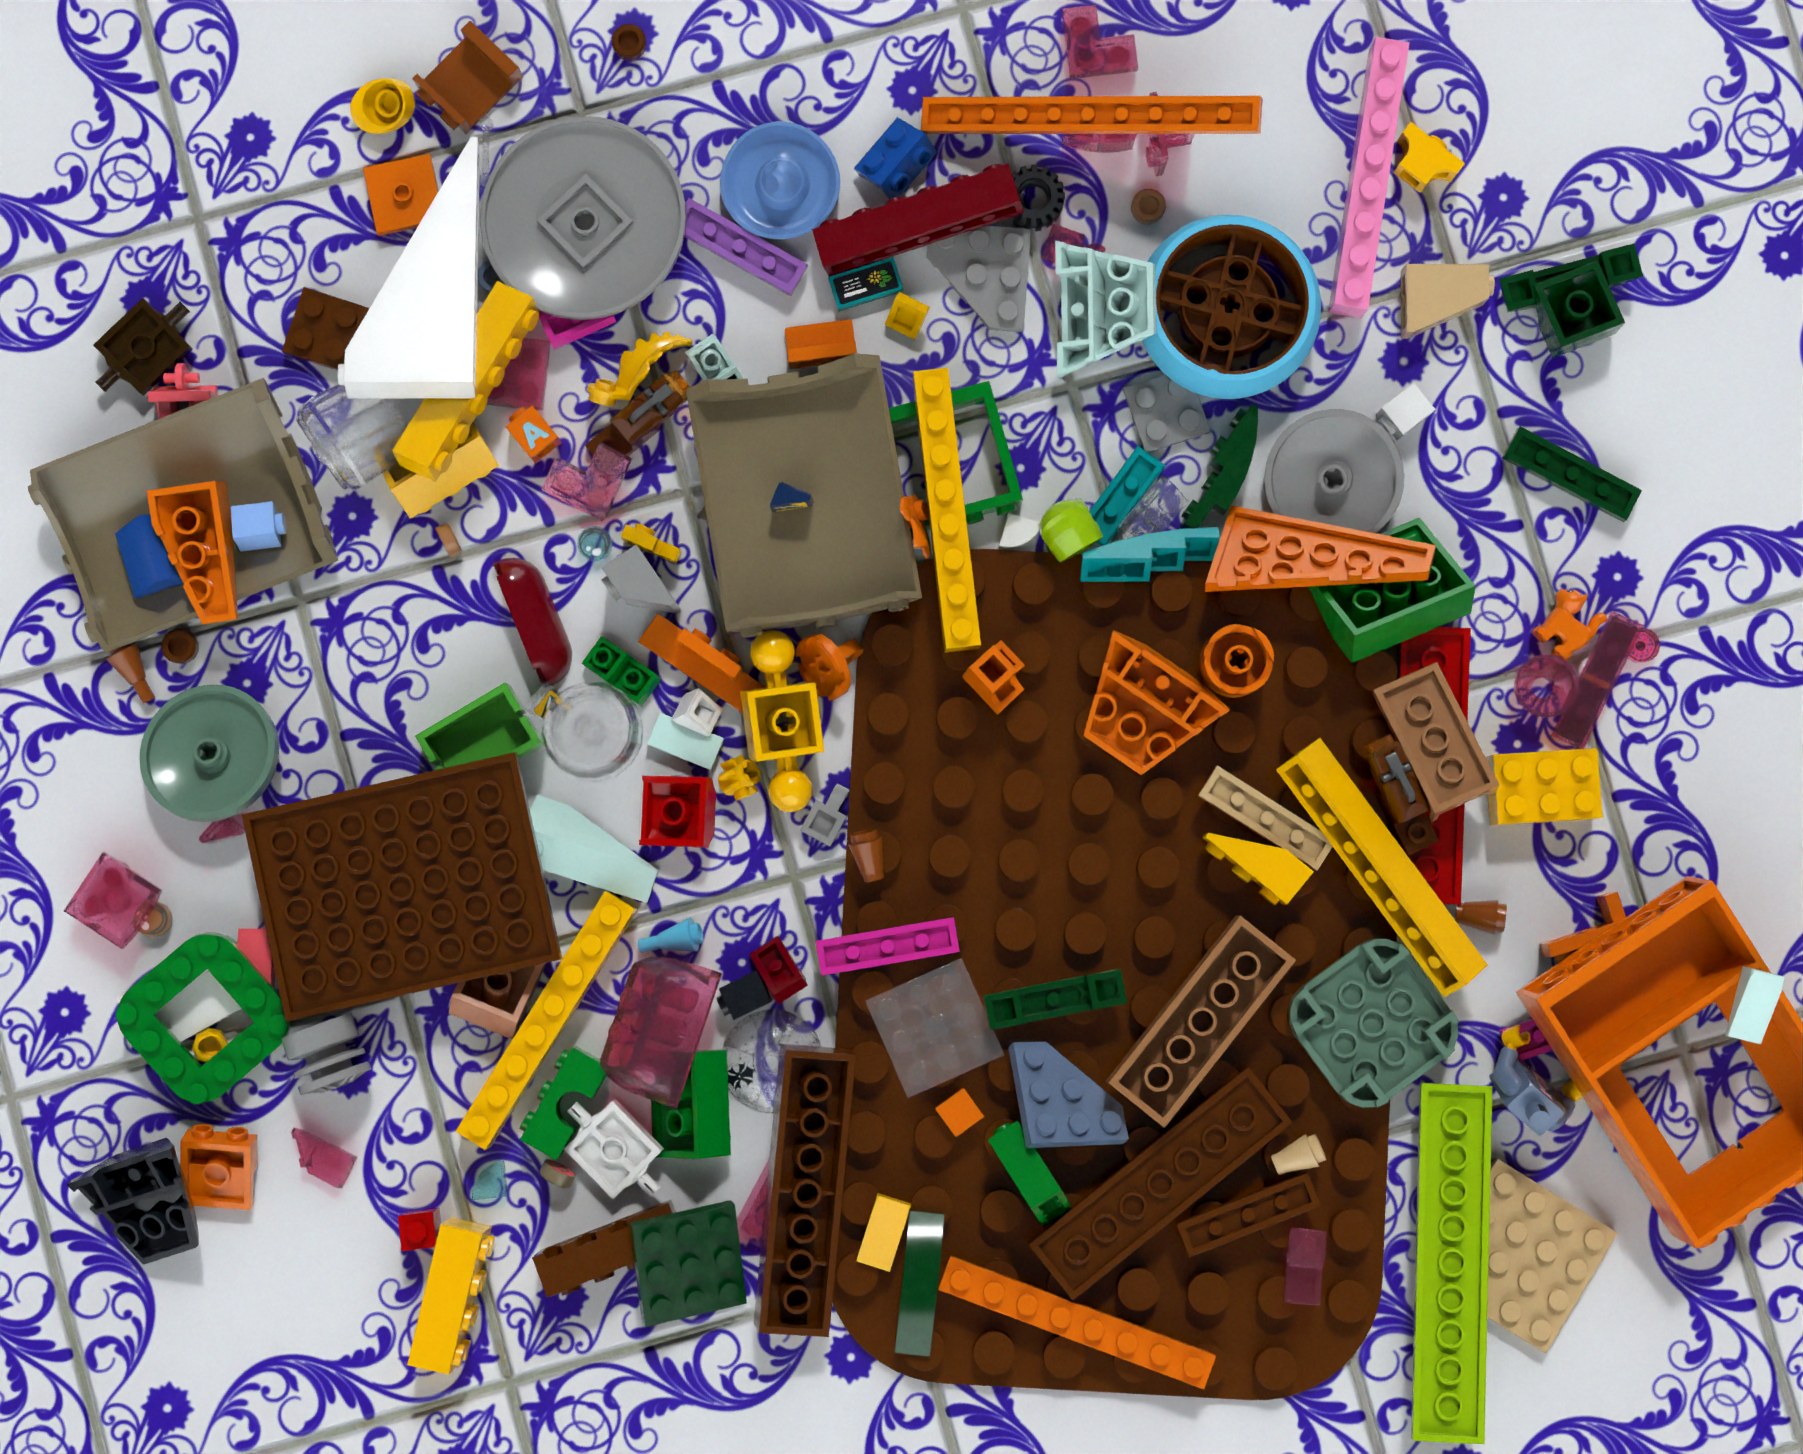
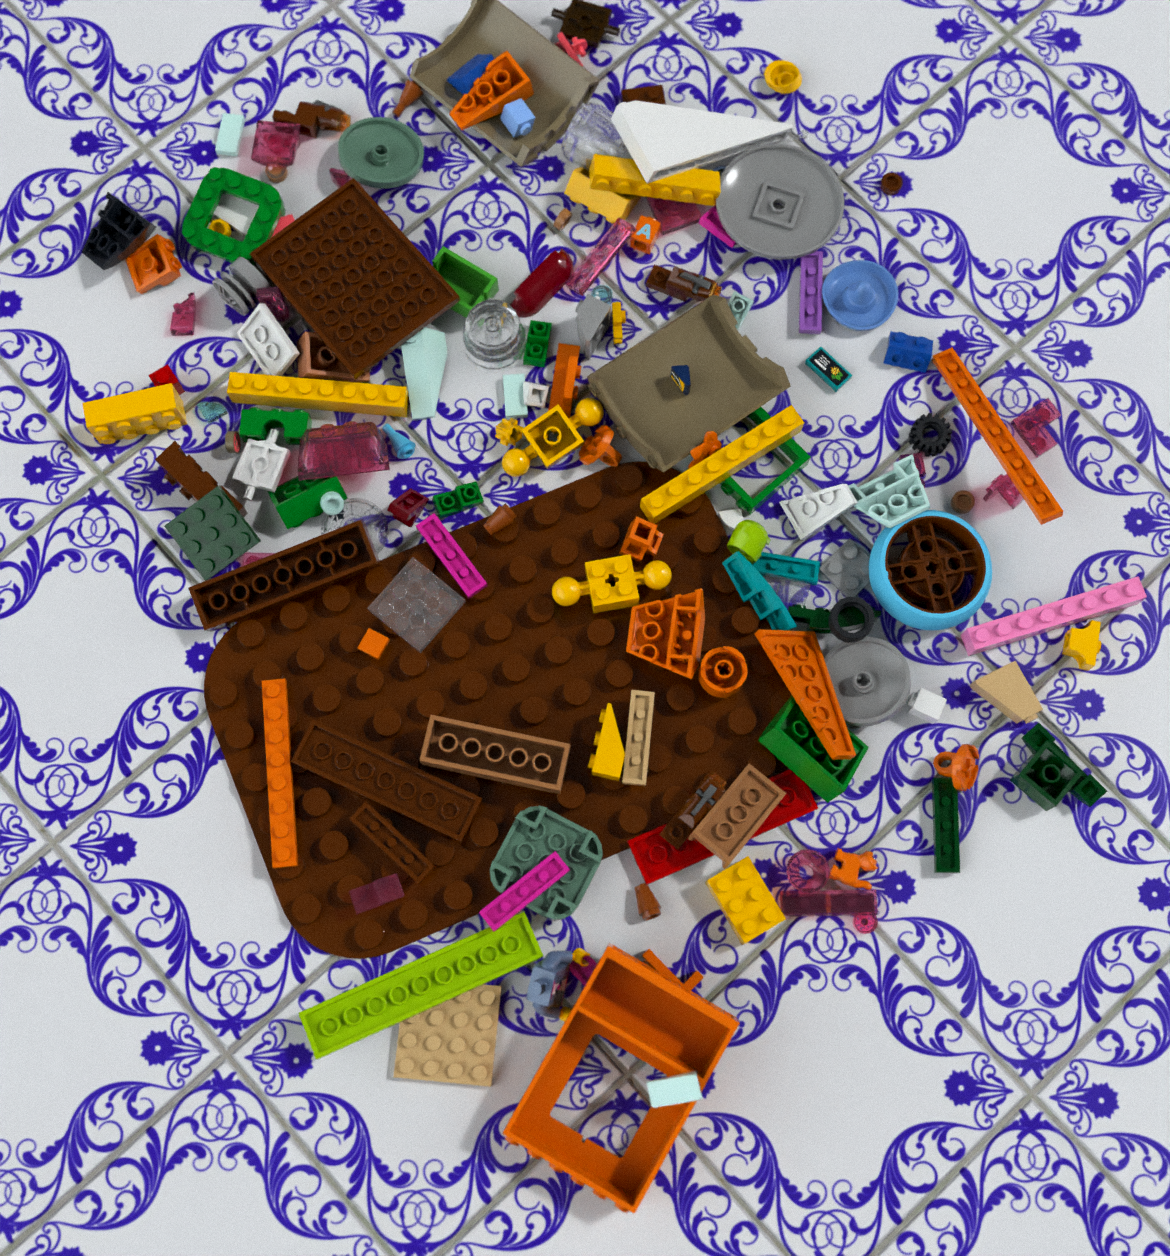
camera: 65 degrees right, 10 degrees down
(56, 960) = (230, 134): none -> light aqua tile
(92, 823) = (315, 116): none -> reddish brown plate
(180, 646) = (433, 116): reddish brown tile -> none
(376, 1020) = (274, 301): none -> clear pink plate
(401, 192) = (742, 103): orange plate -> none
(432, 1056) = (267, 342): none -> white tile
(468, 80) = (821, 113): dark orange panel -> none
(537, 516) = (600, 256): none -> clear pink plate
(590, 490) = (632, 278): clear pink plate -> none
(634, 368) = (711, 269): yellow plant -> none
(678, 811) = (472, 408): red slope -> none
(726, 1076) = (332, 503): none -> light aqua tile
(743, 995) = (383, 493): black brick -> none
(800, 896) = (458, 500): none -> green slope
(819, 343) = (780, 355): orange panel -> none
(825, 819) = (508, 491): light grey plate -> none
(883, 1232) = (282, 634): yellow slope -> none
(907, 315) = (823, 398): yellow plate -> none
(918, 219) = (881, 375): dark red brick -> none
(919, 1283) = (259, 668): dark green slope -> none
(988, 272) = (874, 429): light grey plate -> none
(1020, 811) = (619, 569): none -> yellow brick
(1029, 1173) = (354, 699): green slope -> none
(1054, 999) = (466, 664): dark green slope -> none
(1060, 1102) = (407, 697): sand blue plate -> none
(1068, 411) = (817, 509): none -> white wing
(1100, 142) = (985, 456): clear pink slope -> none
(1260, 427) = (857, 603): none -> black tyre
(1299, 1155) = (444, 857): tan cone -> none
(1382, 868) = (643, 820): yellow brick -> none
(1401, 1070) = (524, 891): none -> dark pink plate
(1512, 413) = (962, 768): none -> orange tile

